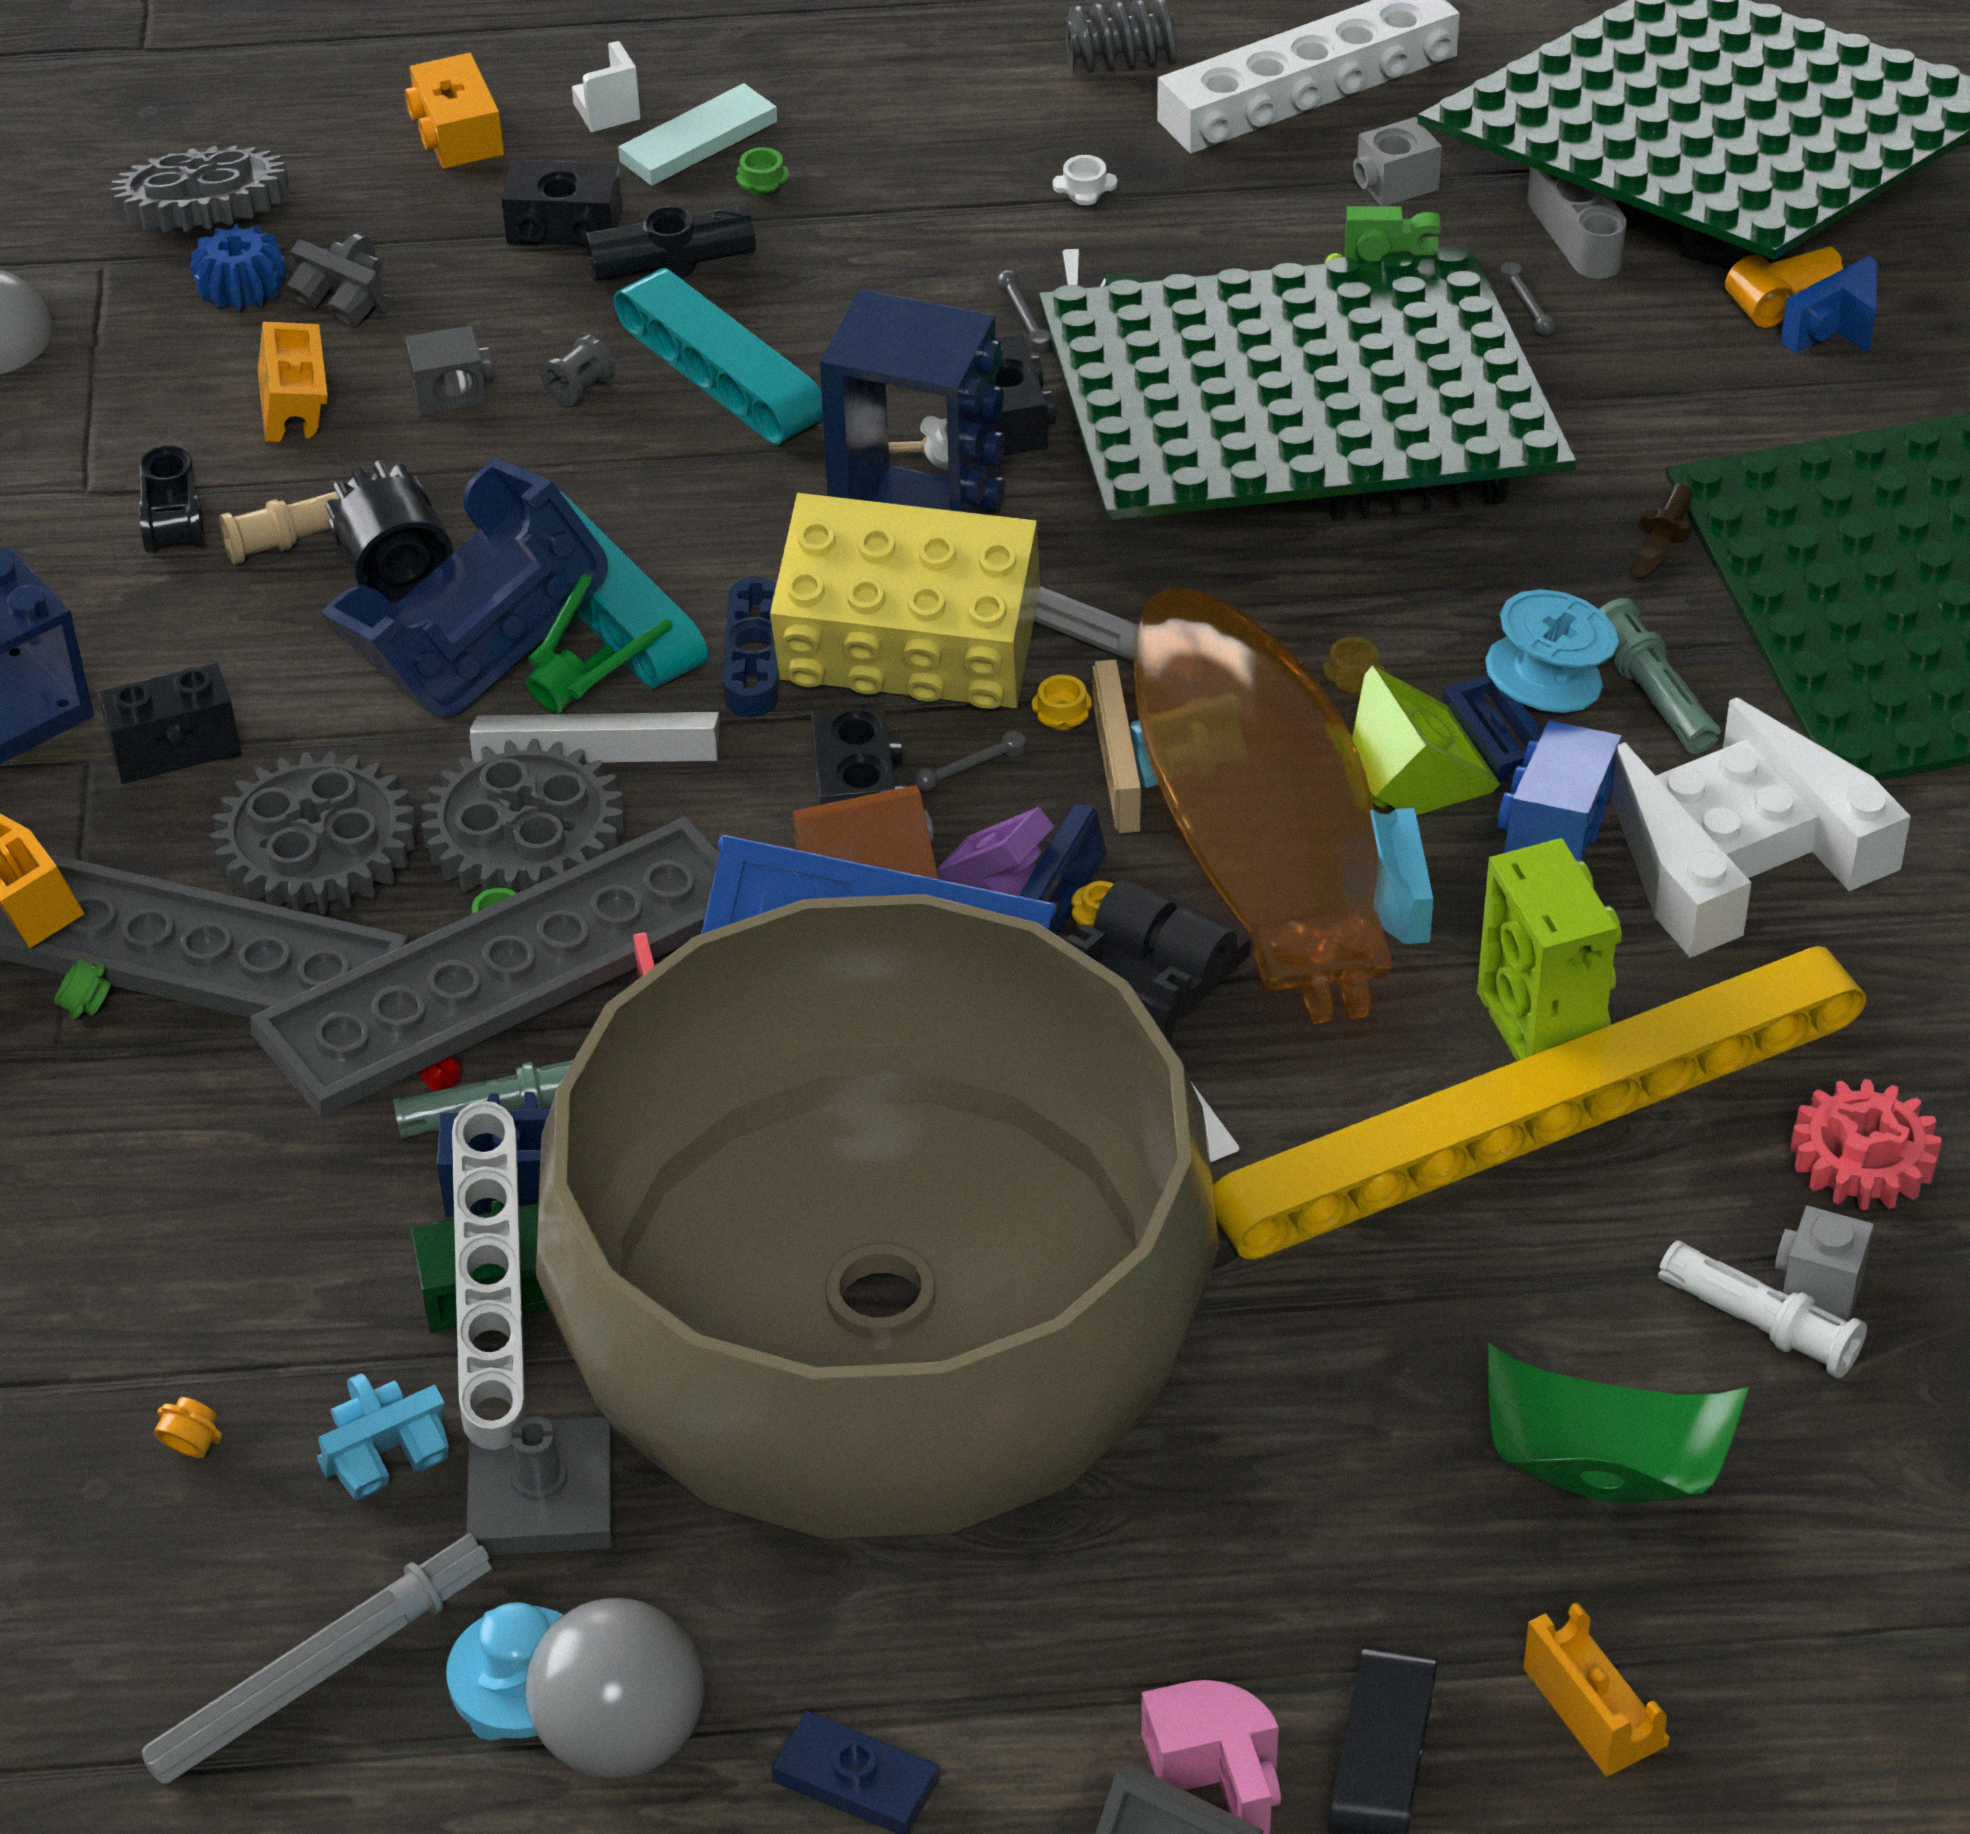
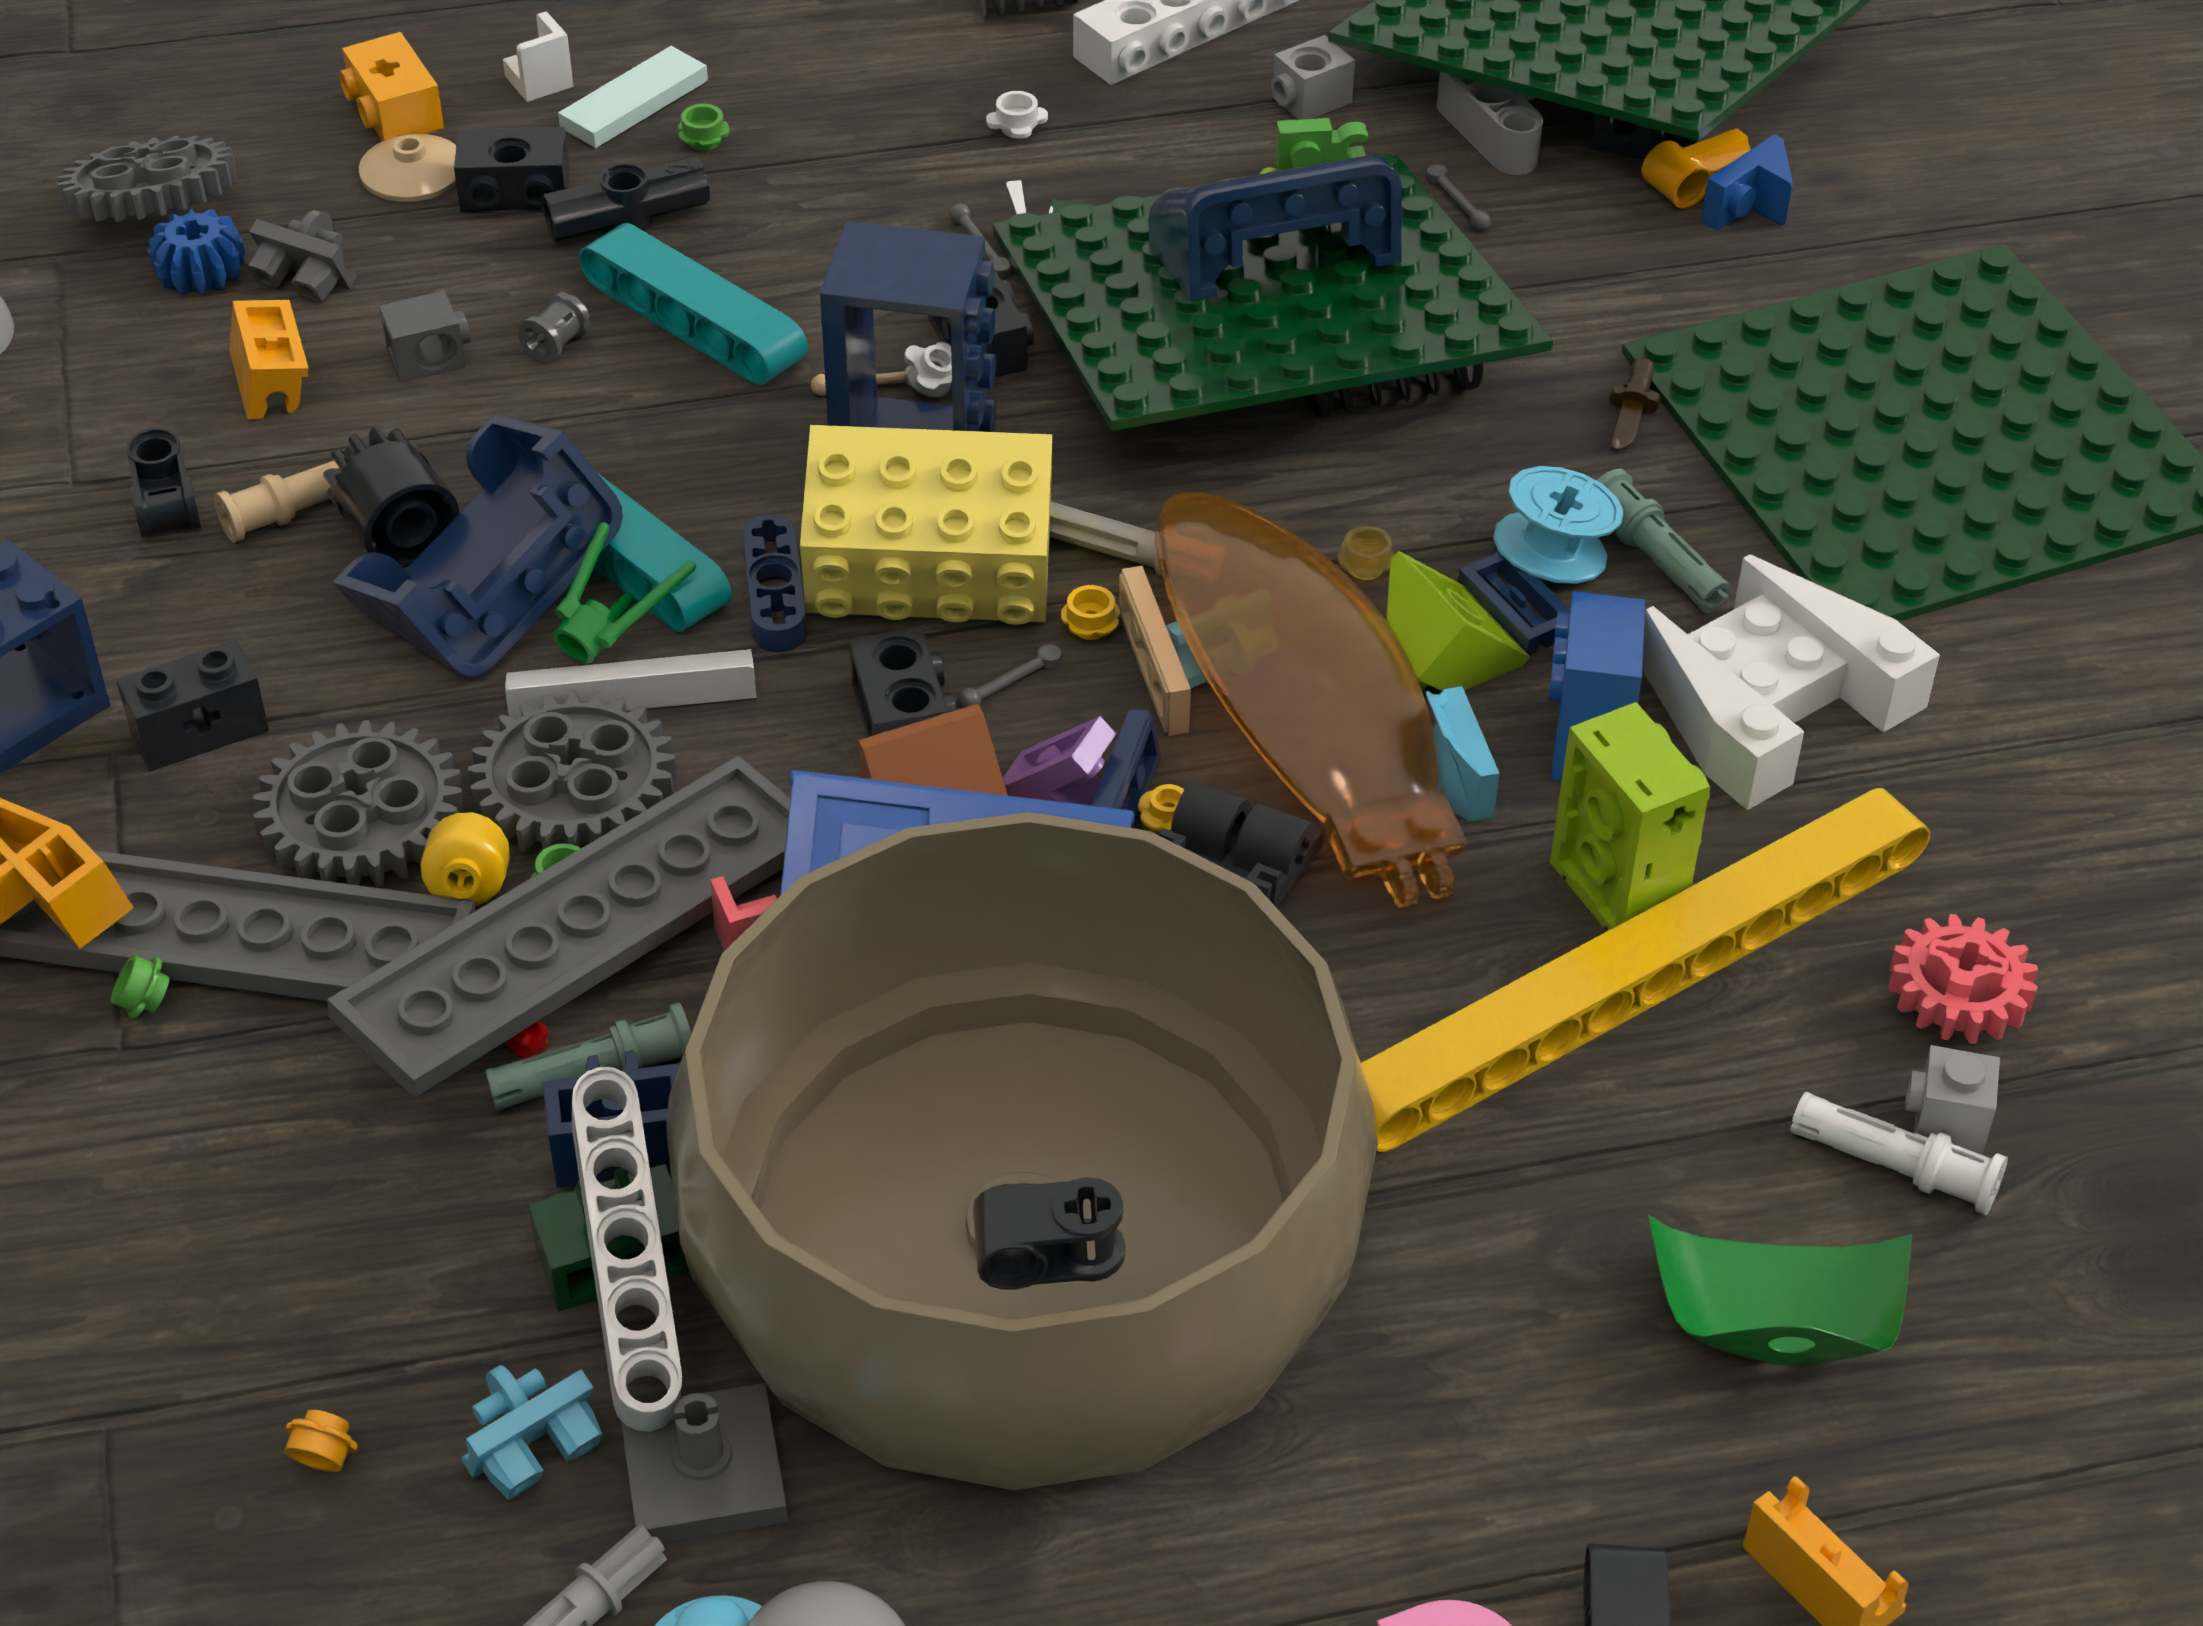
camera: 10 degrees left, 0 degrees up
(405, 893) = (465, 858): none -> yellow head
(461, 194) = (409, 168): none -> tan dish
(853, 1289) = (1041, 1233): none -> black piece
(1240, 311) = (1204, 226): none -> dark blue windscreen

